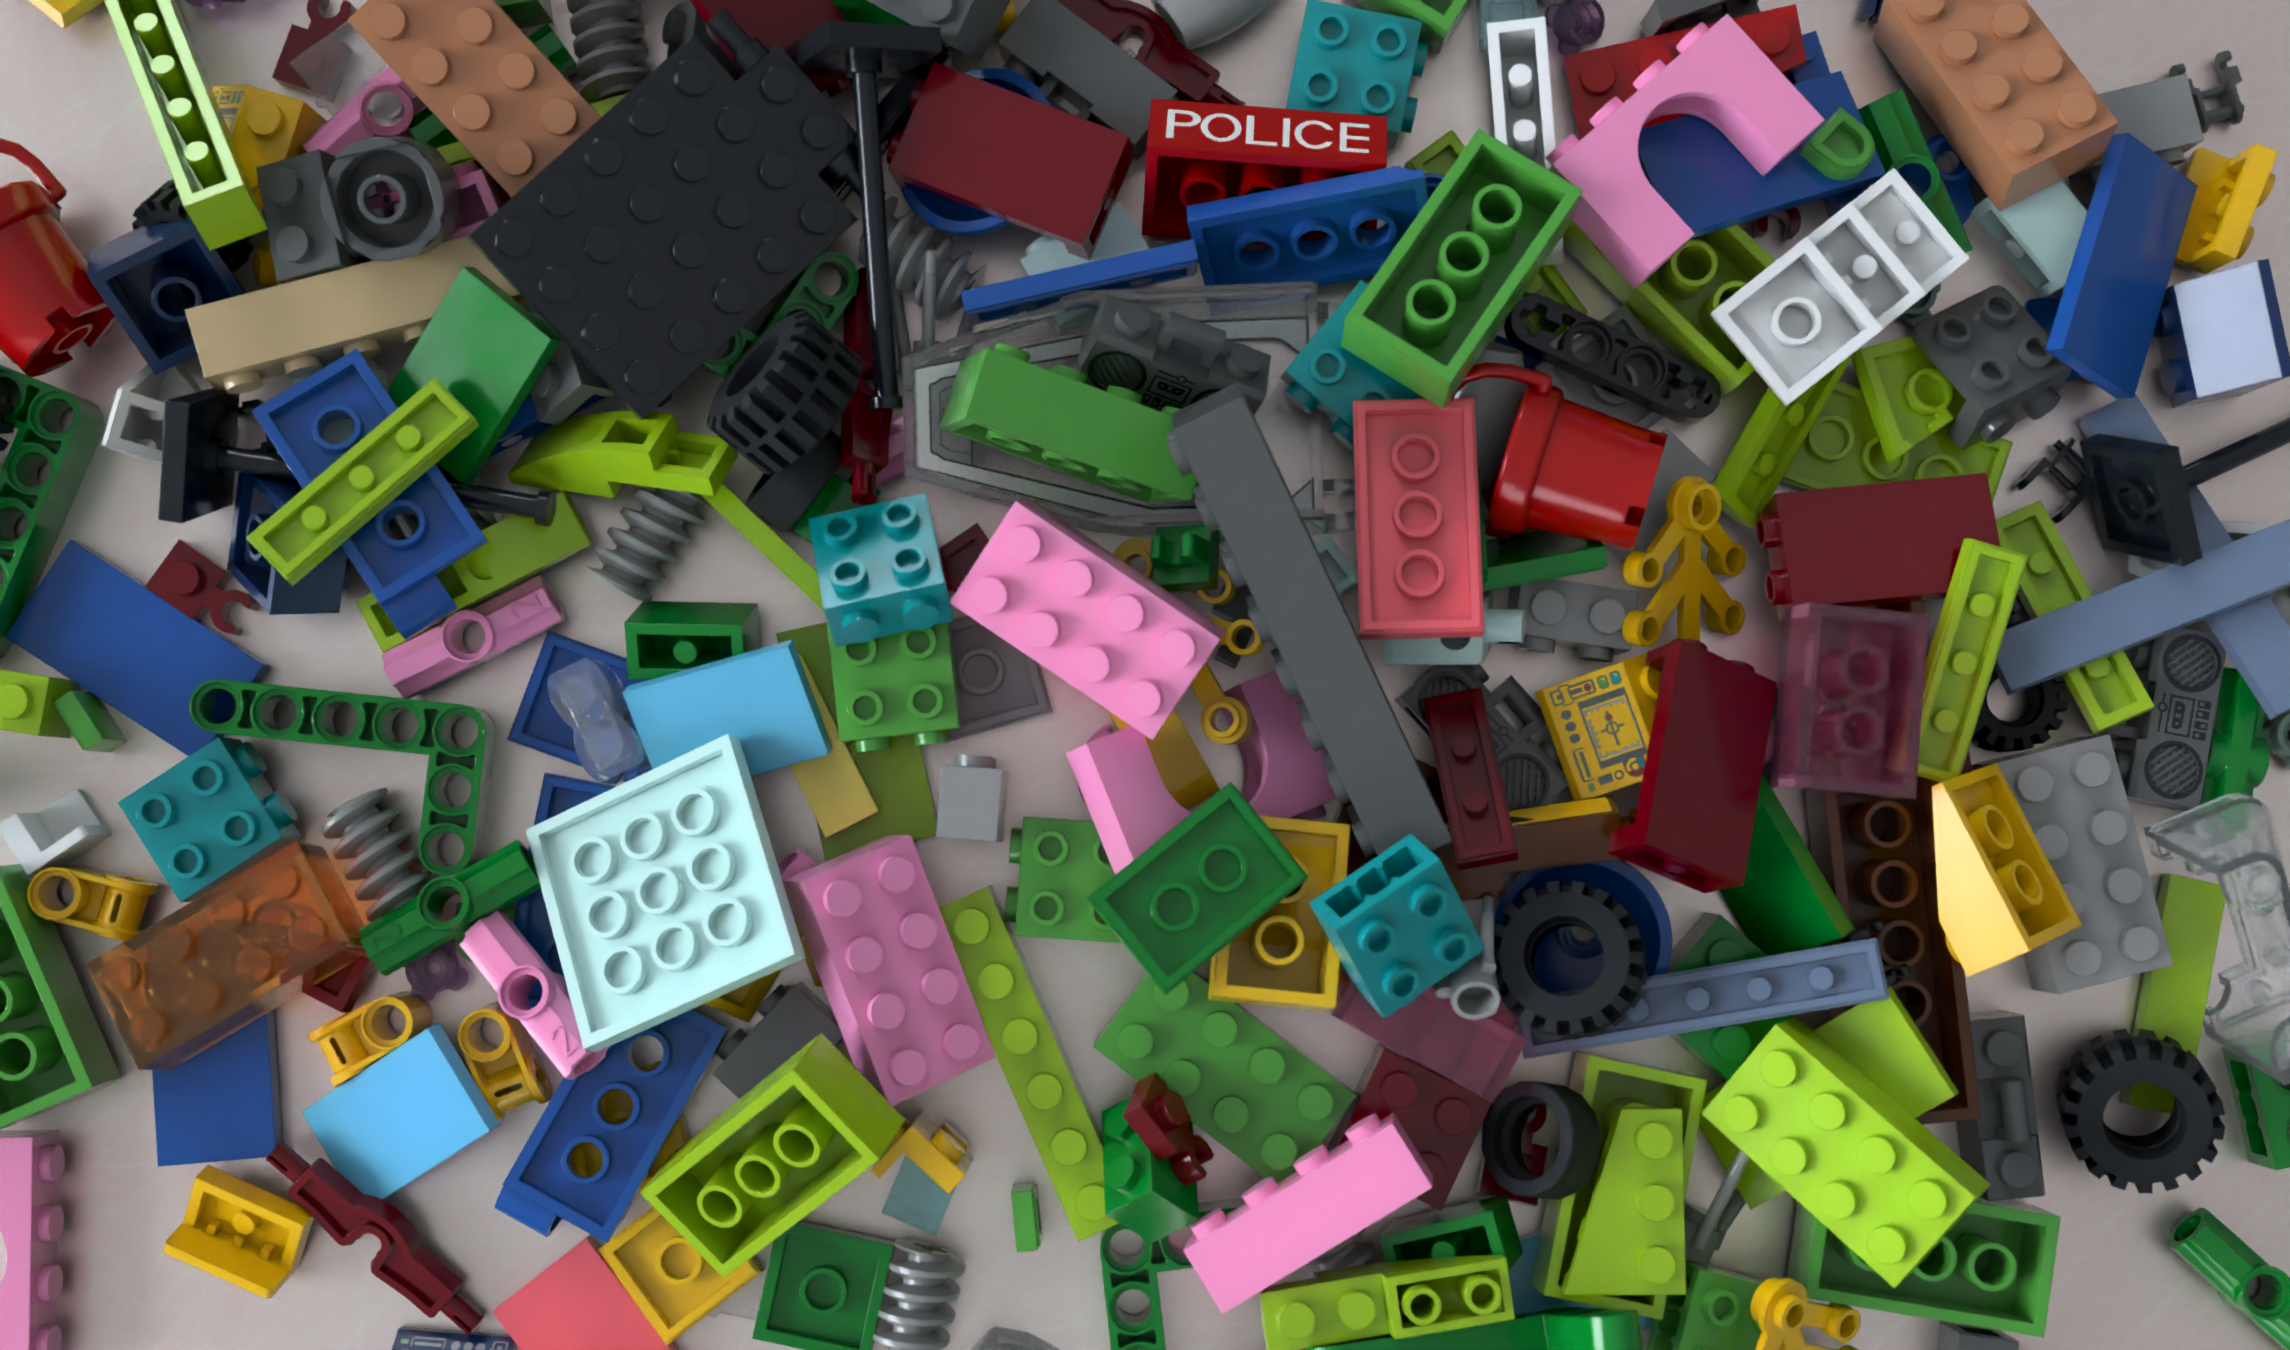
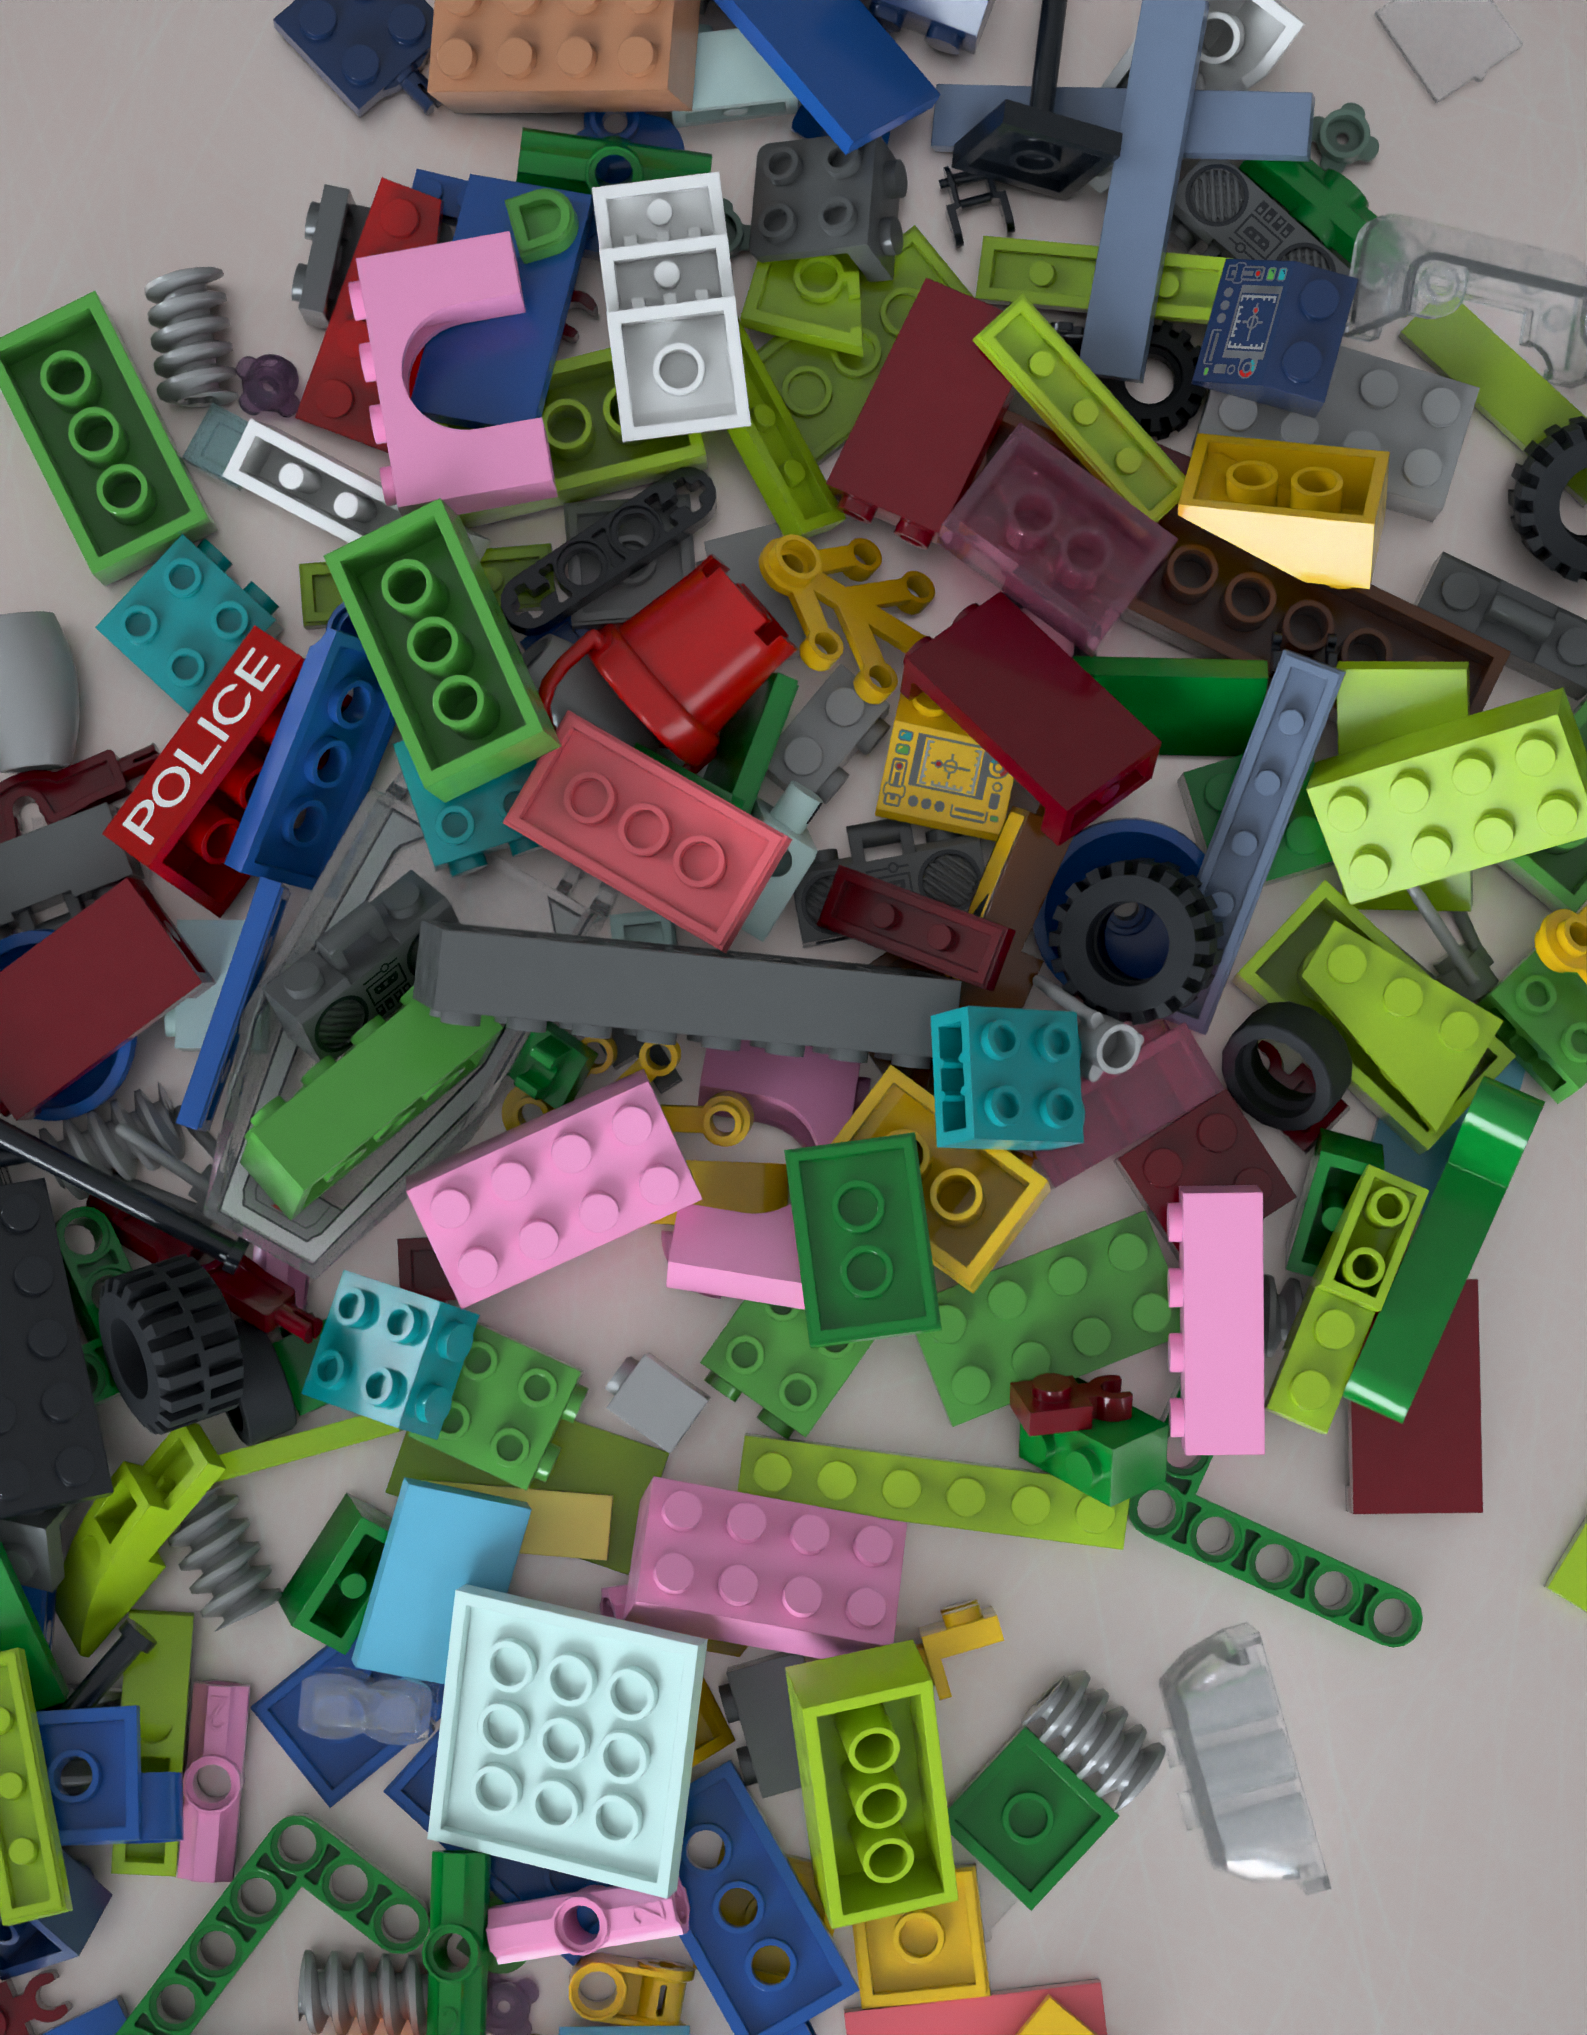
camera: 50 degrees left, 0 degrees up
(917, 1198) = (995, 1676): clear light blue tile -> none
(994, 680) = (556, 1313): light grey tile -> none
(1026, 1216) = (1073, 1586): bright green tile -> none
(2121, 777) = (1275, 333): none -> dark blue slope

